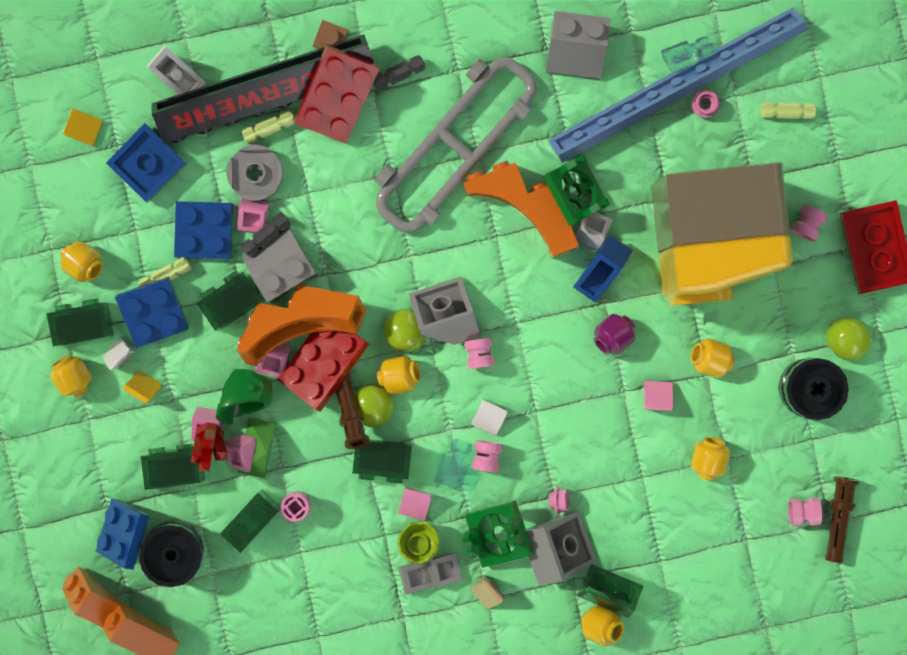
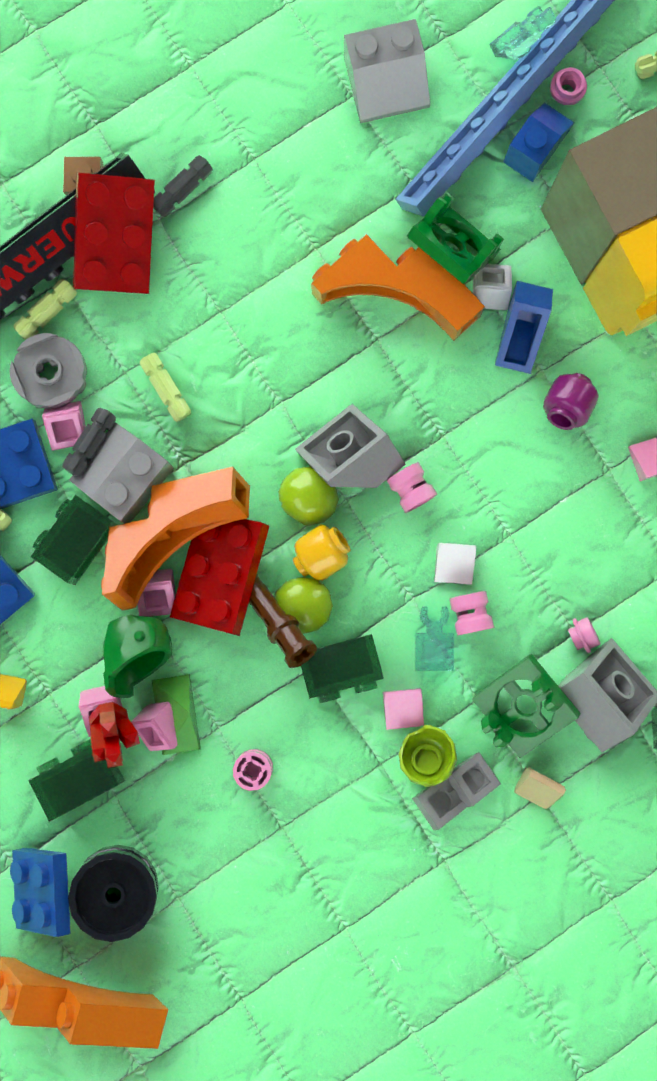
camera: 20 degrees left, 5 degrees down
(250, 520) = (201, 811): clear green brick -> none
(333, 215) = (165, 387): none -> yellowish green axle
(480, 75) = (218, 315): light grey bar -> none
(668, 135) = (537, 141): none -> blue slope

